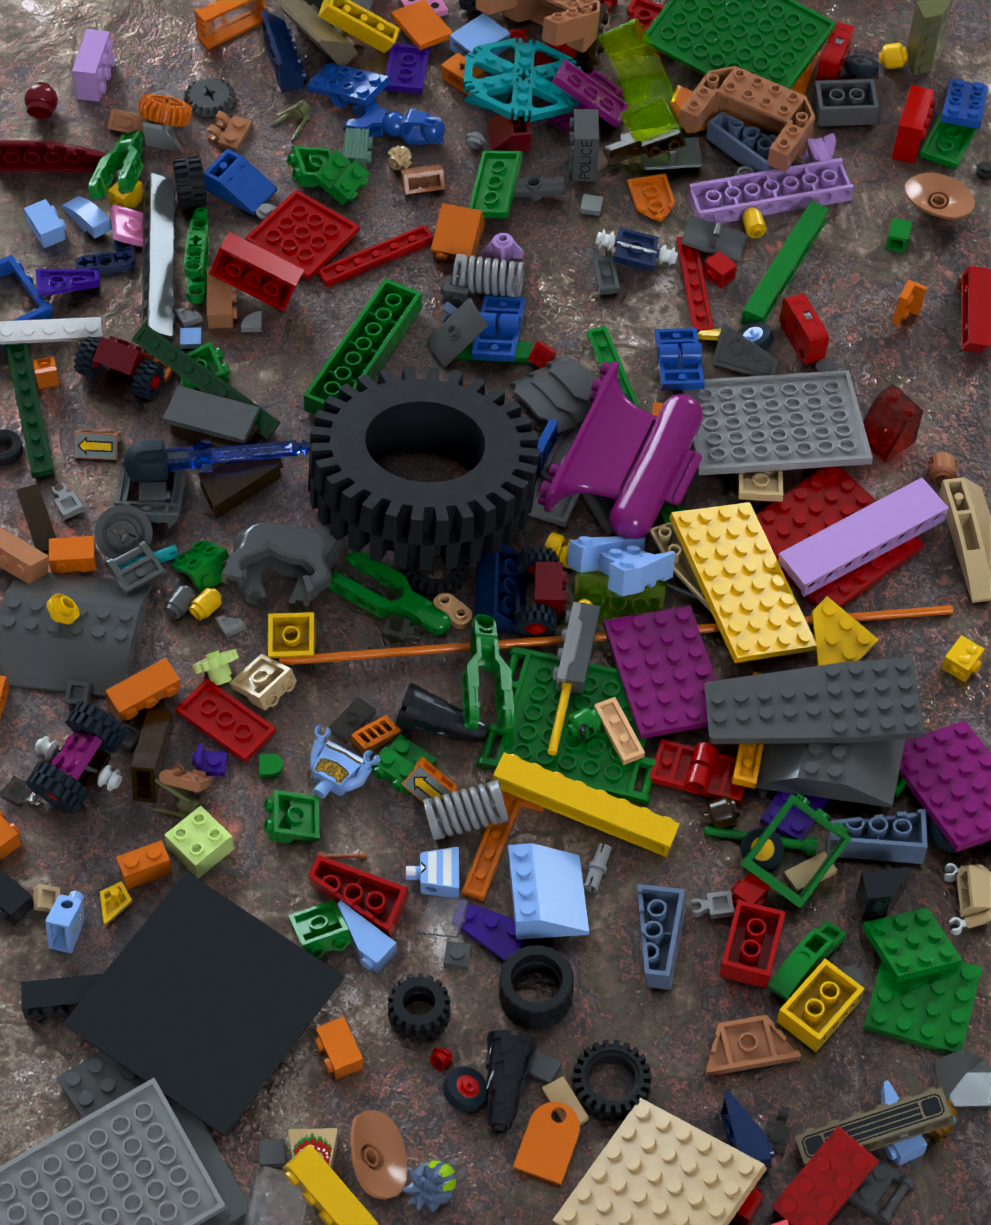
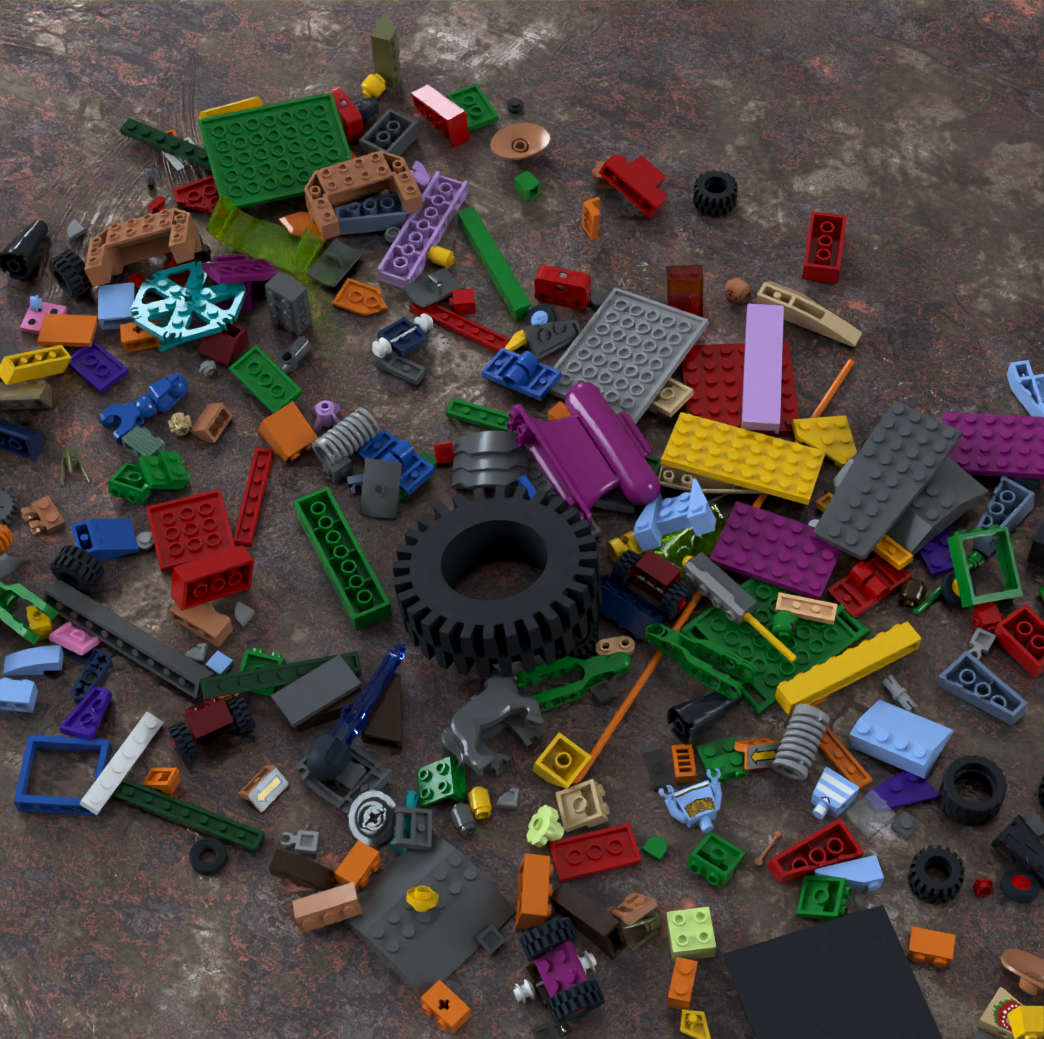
camera: 50 degrees left, 0 degrees up
(197, 256) = (139, 601): green piece -> none
(211, 762) = (622, 885): dark purple bracket -> none
(347, 84) = (78, 412): blue plate -> none
(591, 205) = (333, 338): light grey tile -> none
(649, 141) = (321, 264): dark brown slope -> none
(800, 874) = (992, 575): tan tile -> none
(963, 659) = (897, 380): yellow head -> none
(964, 103) = (452, 77): blue plate -> none

